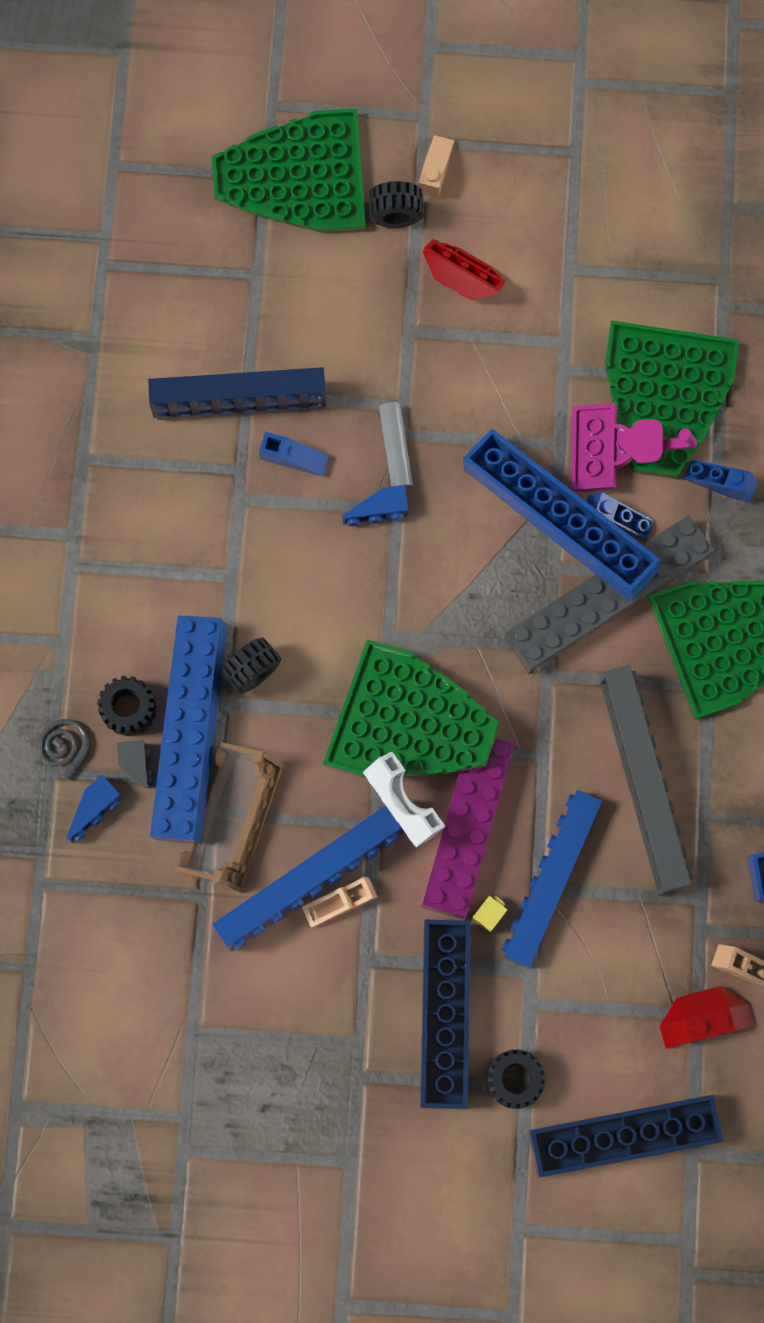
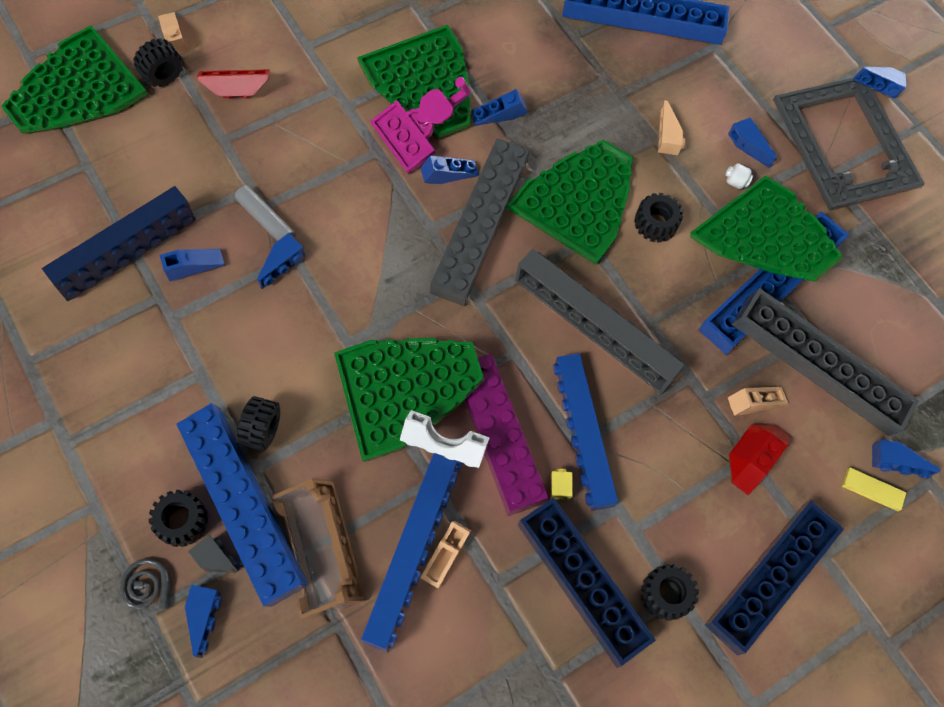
camera: 40 degrees left, 10 degrees down
(561, 514) = (413, 184): blue brick -> none

